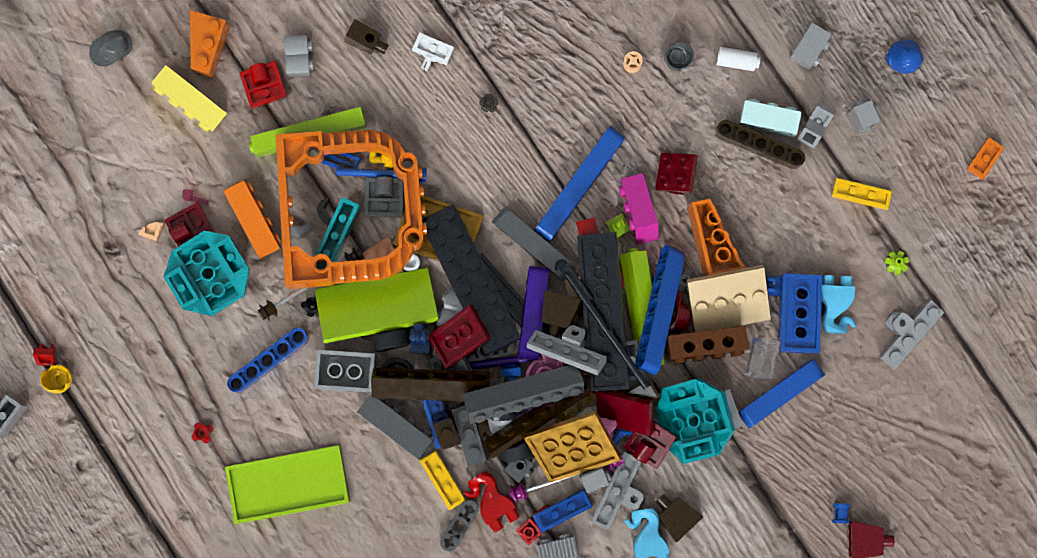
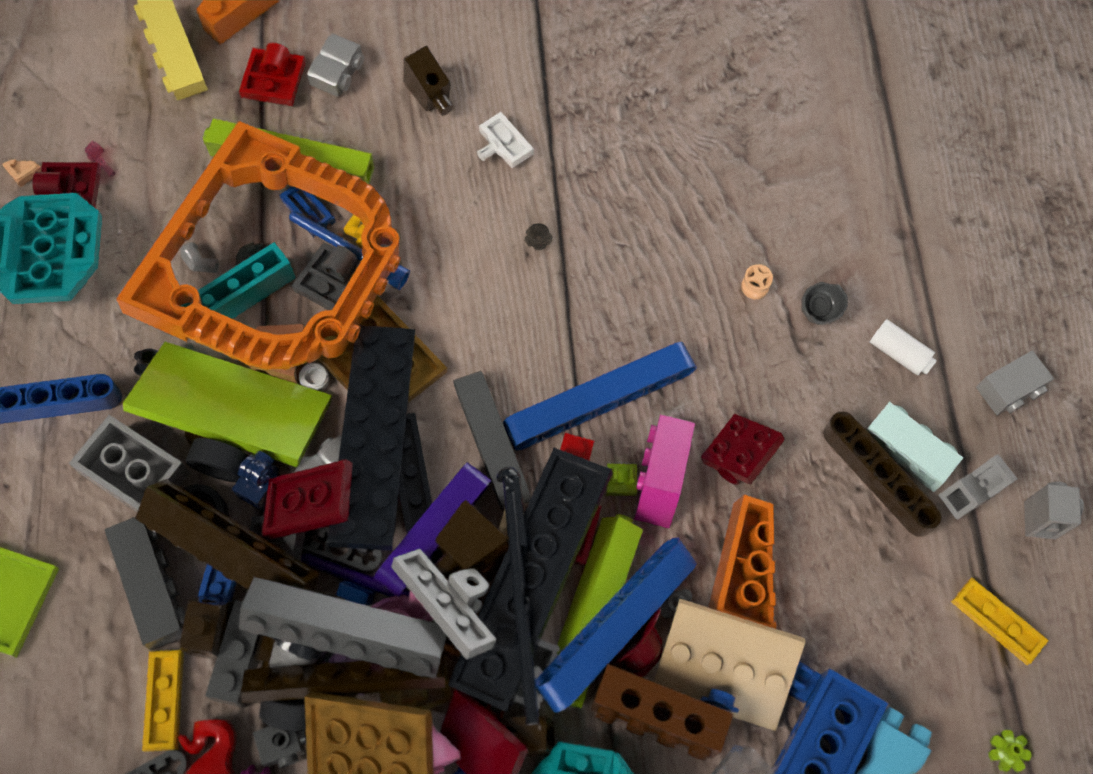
camera: 20 degrees right, 15 degrees down
(252, 218) = (148, 204): orange wedge -> none
(271, 309) = (82, 324): dark brown axle -> none
(735, 321) = (721, 700): none -> blue plate

